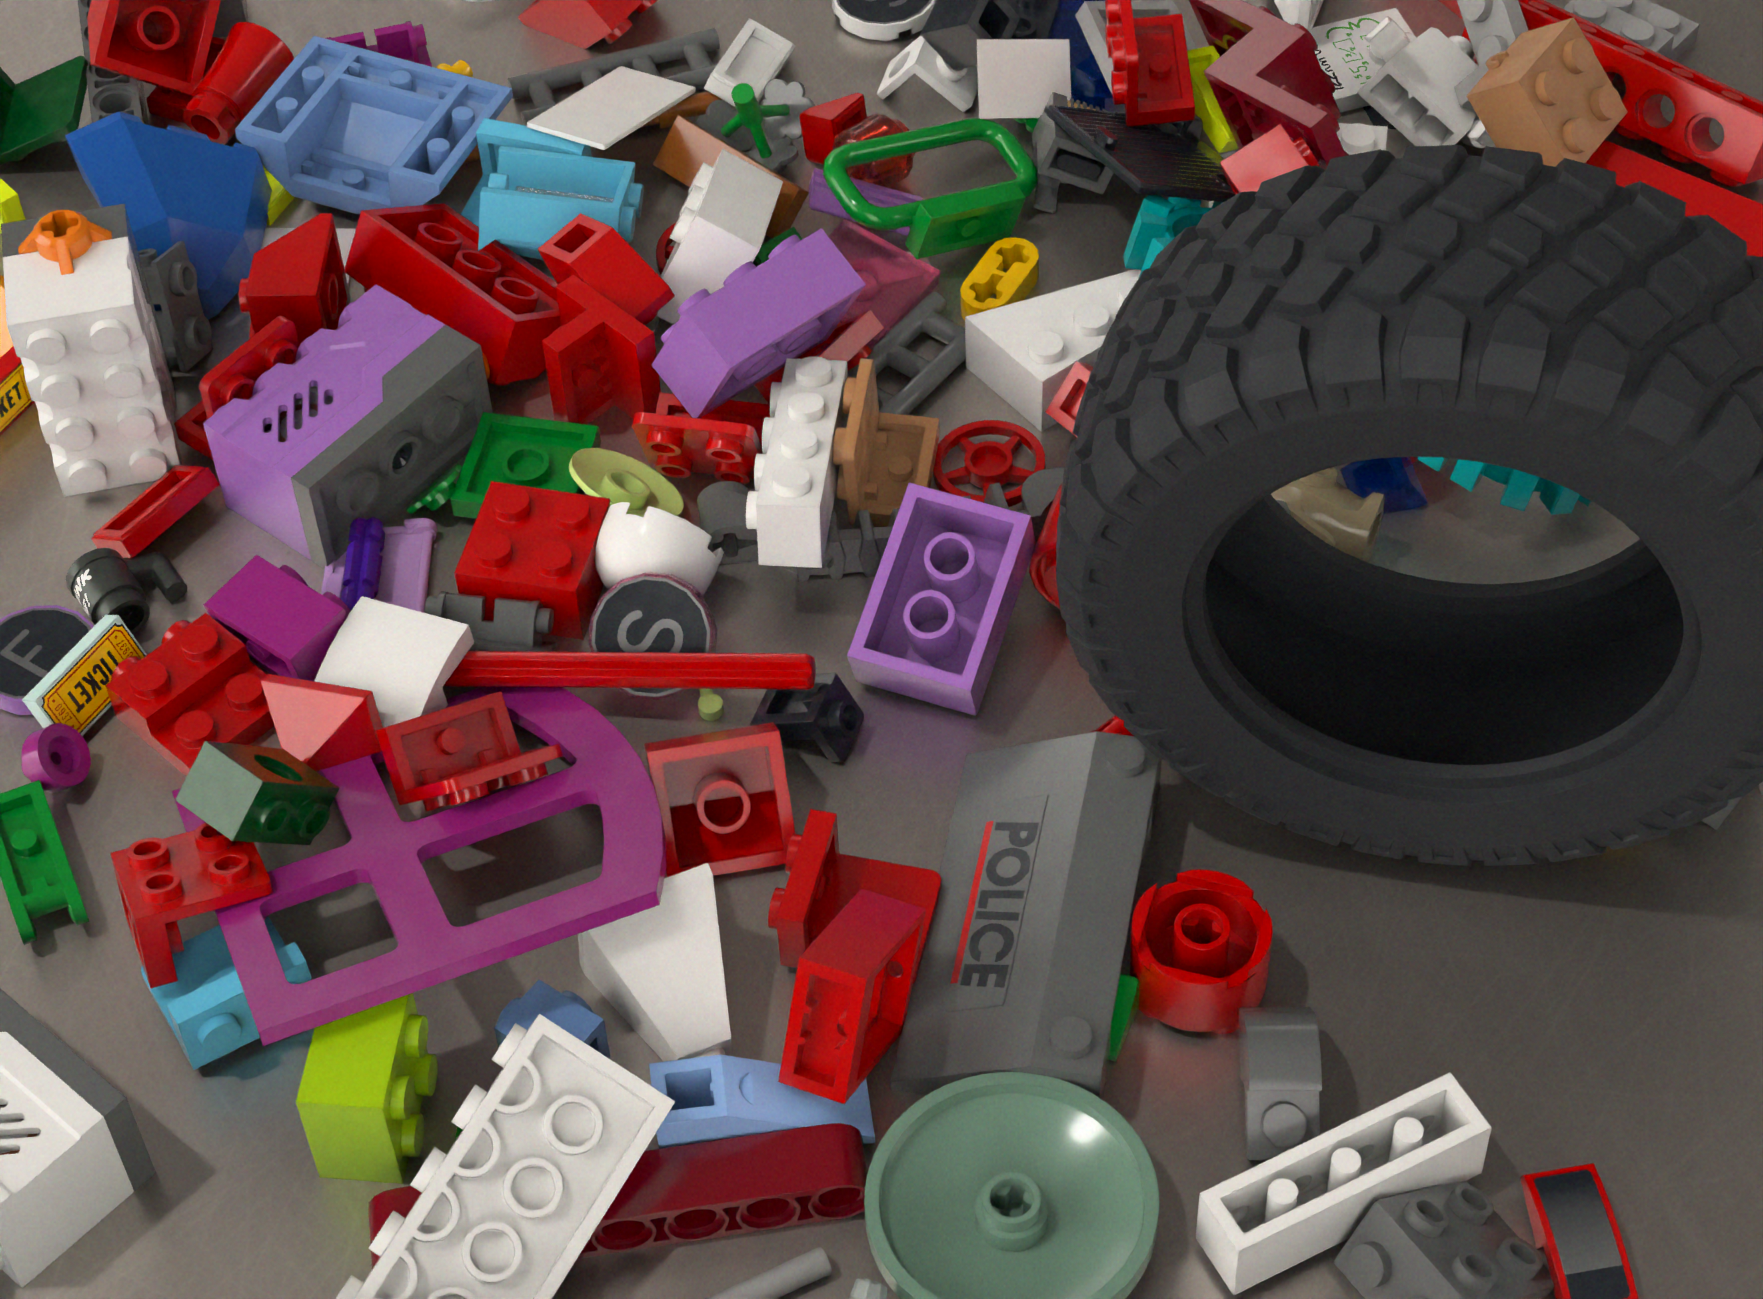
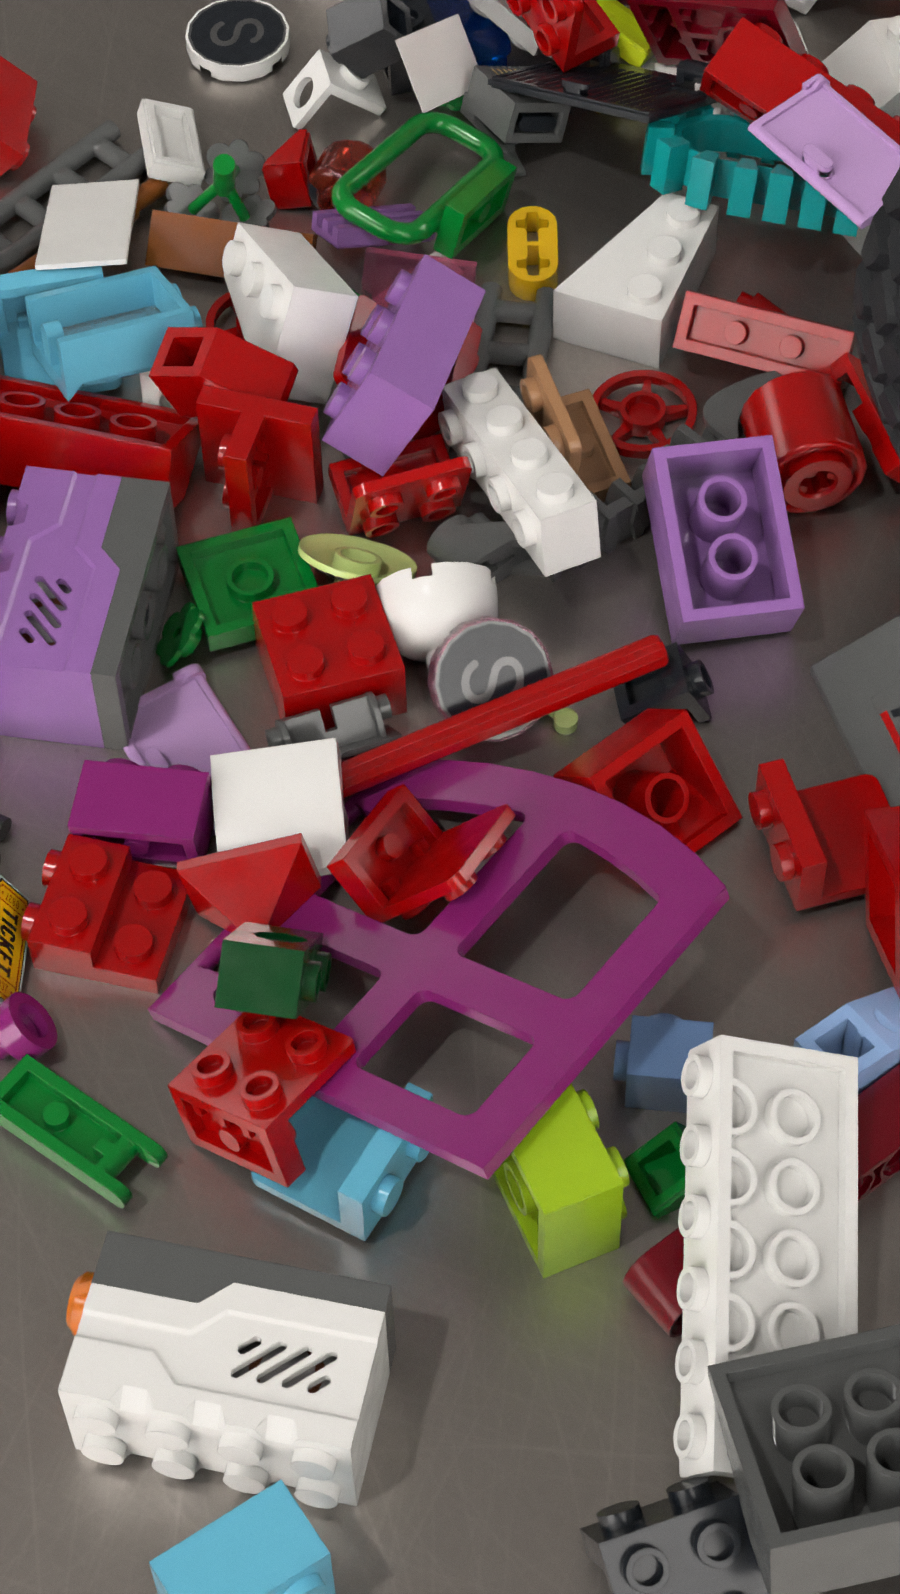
camera: 30 degrees left, 5 degrees up
(363, 560) = (171, 727): dark purple axle -> none
(666, 969) = (743, 967): white slope -> none

